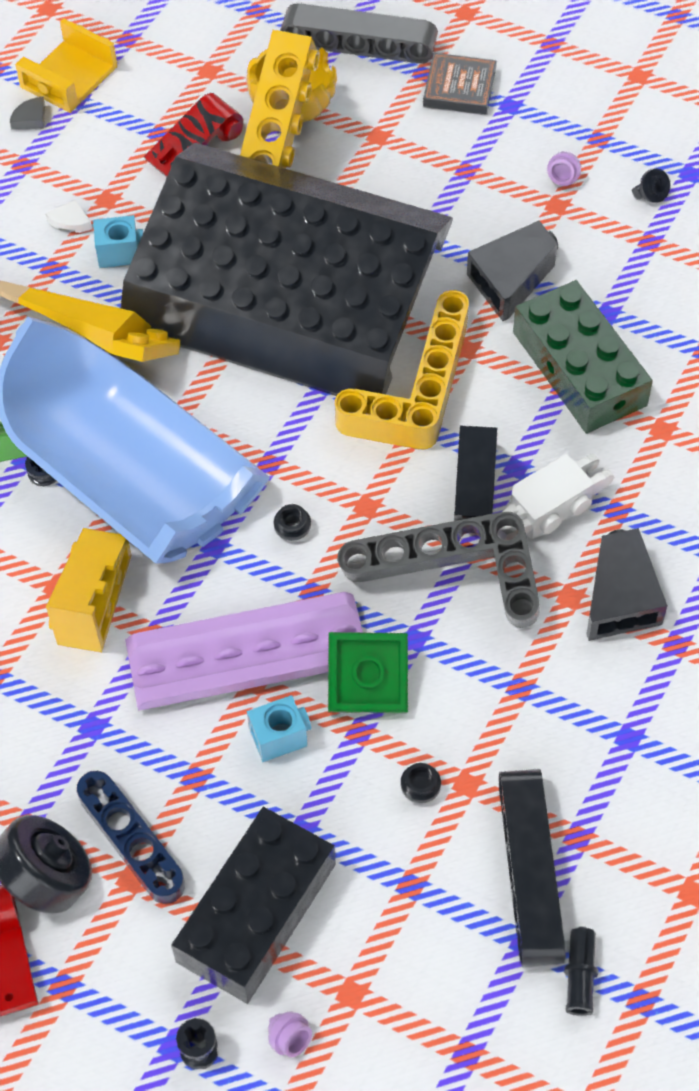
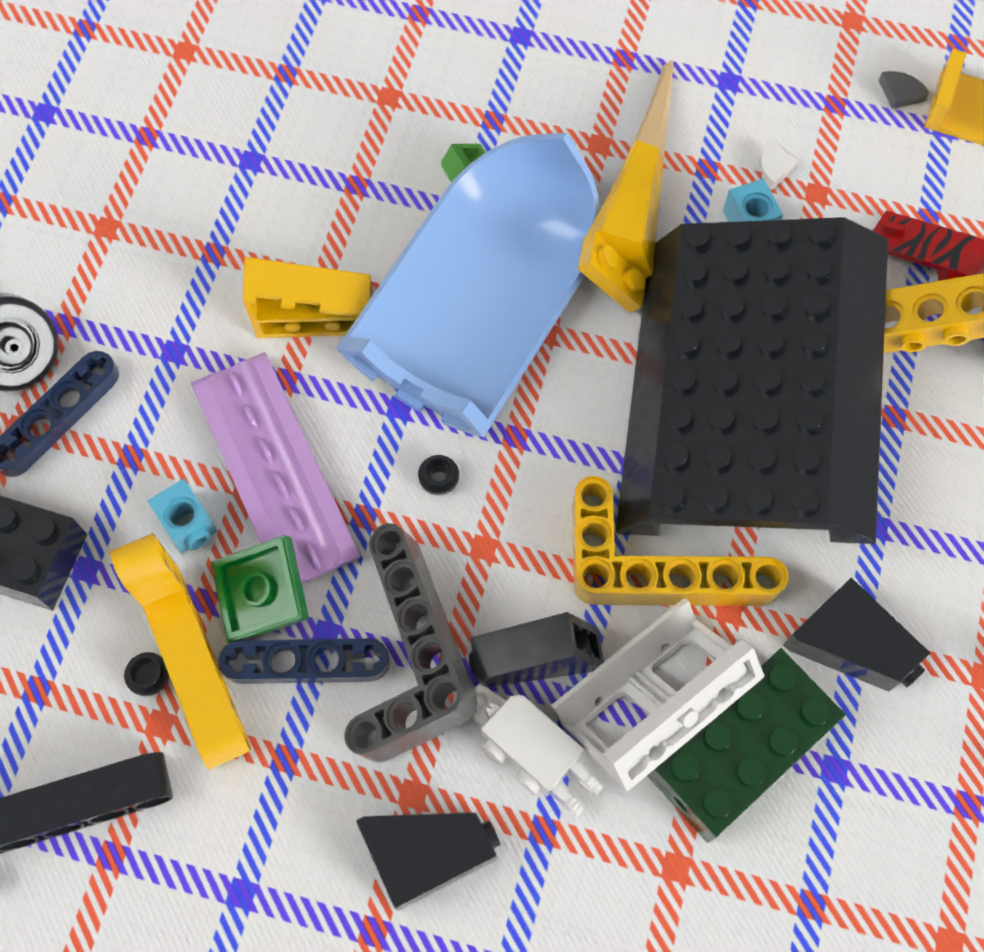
camera: 75 degrees right, 10 degrees up
(393, 745) = (160, 589): none -> yellow beam
(438, 654) = (304, 666): none -> dark blue beam
(554, 385) = (671, 713): none -> white window

